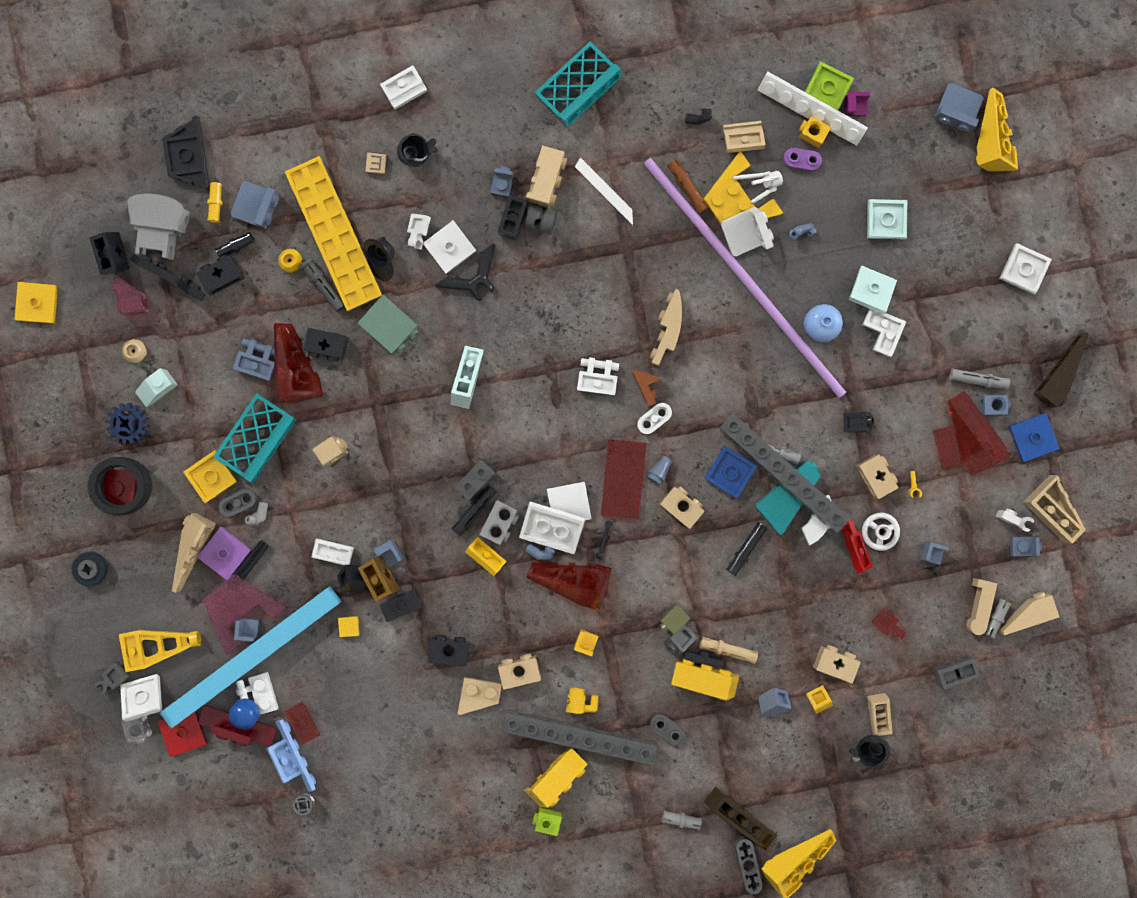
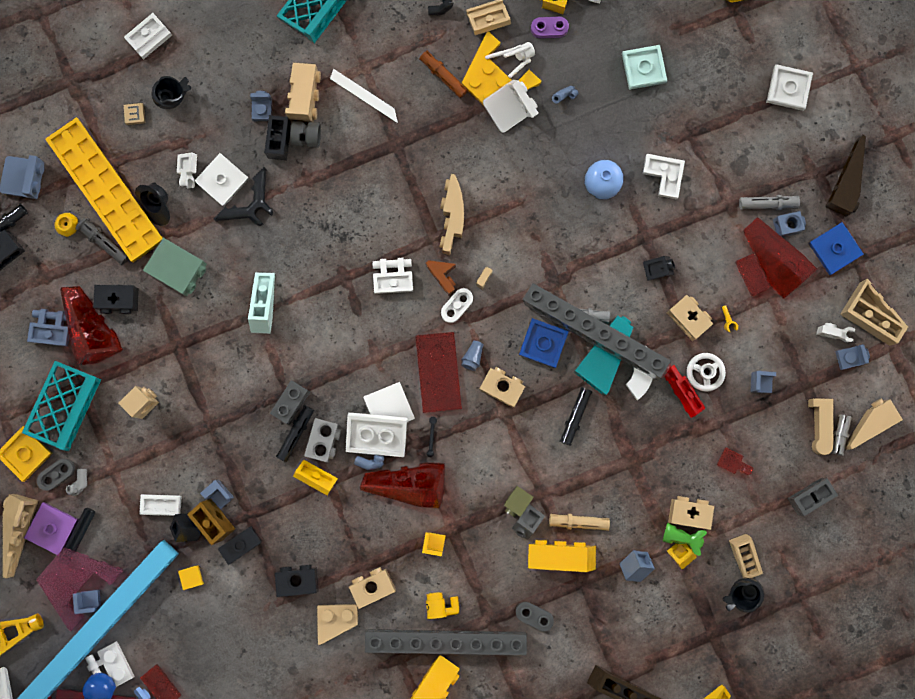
camera: 10 degrees left, 5 degrees down
(686, 397) = (484, 277): none -> tan tile
(703, 657) = (555, 535): black plate -> none
(744, 277) = (518, 151): lavender piece -> none
(819, 682) = (679, 536): none -> bright green animal
(872, 290) = (645, 137): light aqua plate -> none

